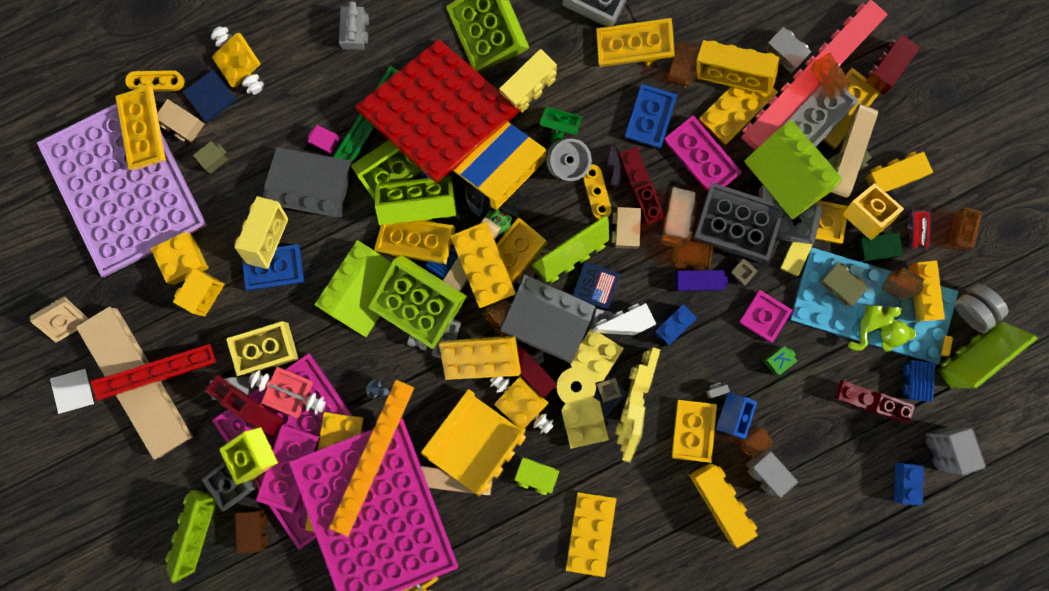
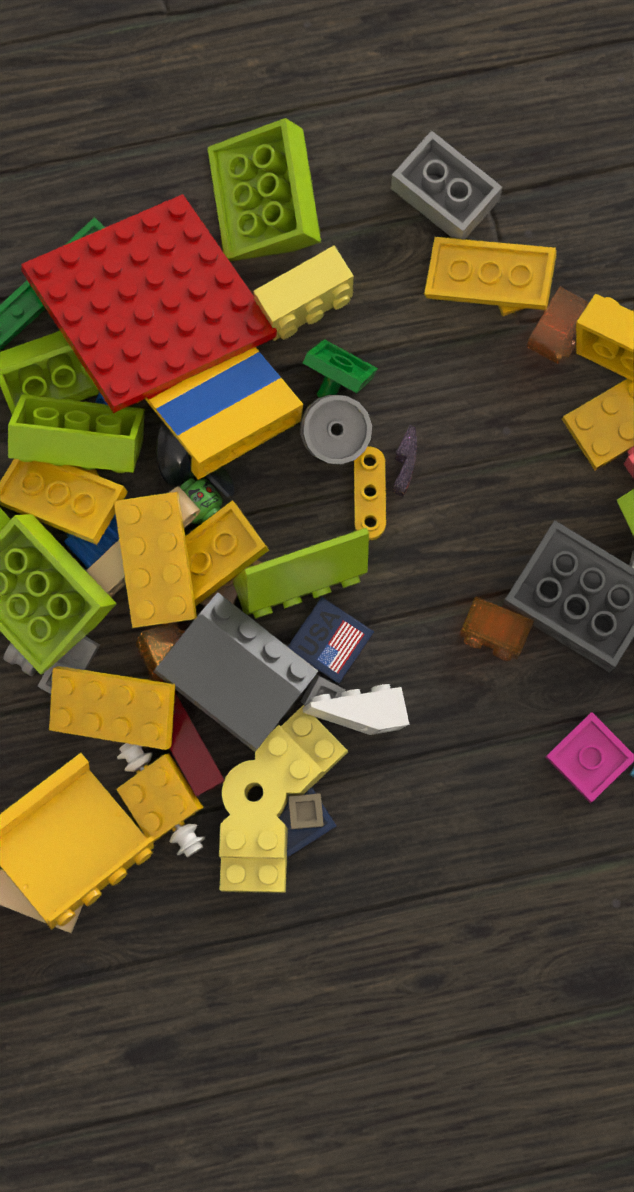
camera: 15 degrees right, 5 degrees down
(352, 27) = (53, 144): light grey brick -> none
(536, 475) = (154, 921): lime brick -> none
(591, 534) = (217, 1040): yellow plate -> none
(627, 228) = (403, 560): tan brick -> none
(633, 412) = (331, 858): light yellow plate -> none
(640, 185) = (442, 499): dark red slope -> none
(650, 116) = (486, 394): blue plate -> none
(675, 325) = (439, 734): blue brick -> none
(679, 218) = (488, 565): clear orange brick -> none
(694, 431) = (428, 914): yellow plate -> none
(700, 281) = (500, 674): dark purple brick -> none
(702, 154) = (553, 474): dark pink plate -> none
(716, 390) = (482, 856): light grey plate -> none
(723, 505) = (443, 1044): yellow brick -> none
(736, 415) = (502, 905): blue brick -> none
(743, 272) = (573, 677): dark tan plate -> none
(756, 442) = (524, 958): clear orange brick -> none
(771, 473) = (534, 1013): light grey brick -> none
(780, 360) = (598, 834): bright green brick -> none

